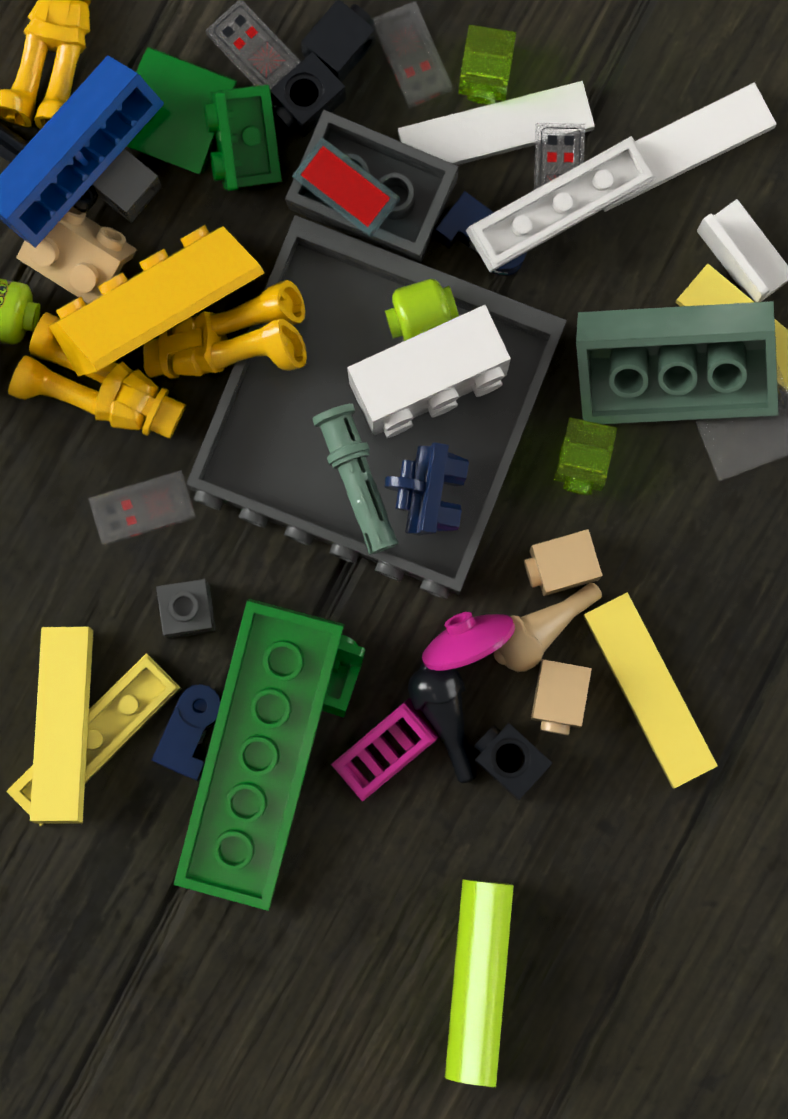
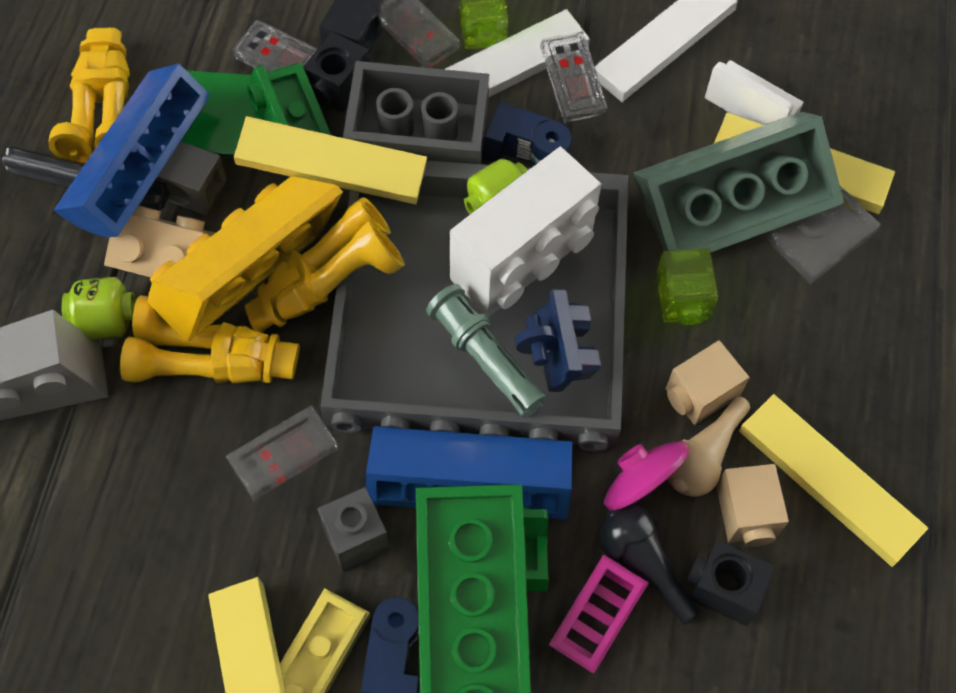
camera: 20 degrees left, 20 degrees down
(266, 221) = (330, 160): none -> light yellow tile
(309, 581) = (424, 458): none -> blue brick
(346, 187) = (395, 111): red tile -> none
(560, 204) = (584, 92): white tile -> none

